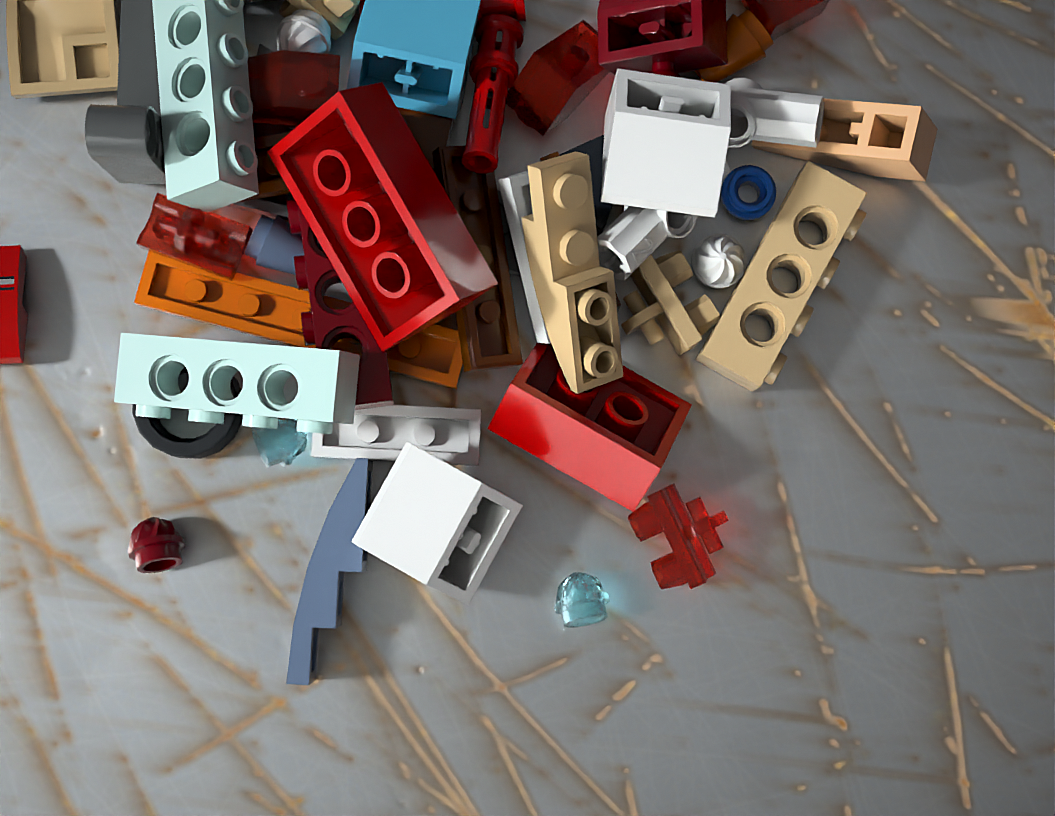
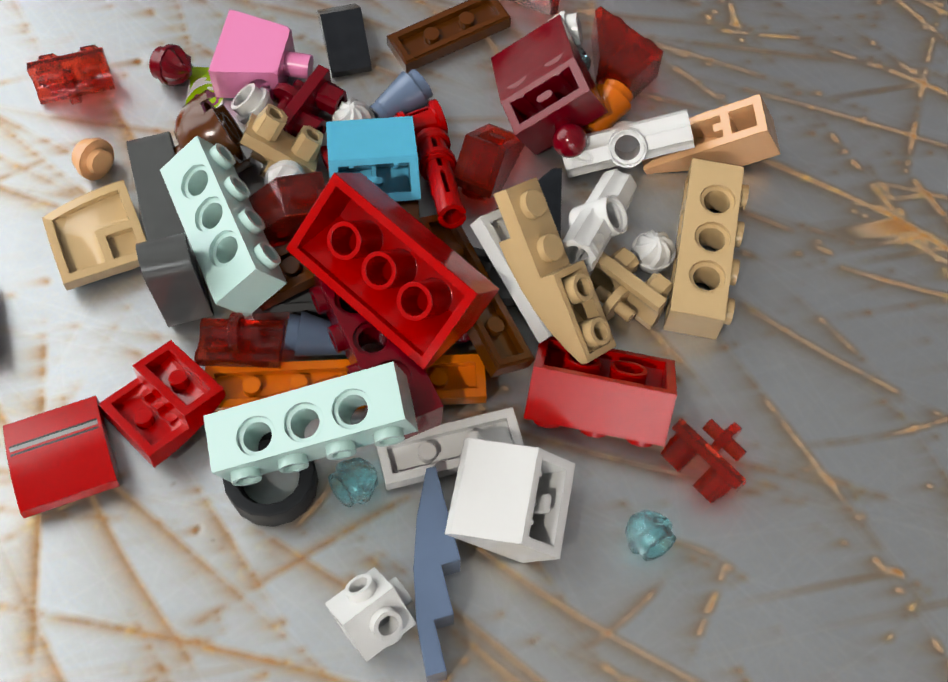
camera: 15 degrees left, 20 degrees down
(91, 280) = (163, 403): none -> red slope
(155, 546) = (275, 602): dark red plate -> none
(252, 595) = (372, 612): none -> white brick
(665, 142) = (588, 160): white slope -> none
(756, 178) = (658, 190): blue plate -> none

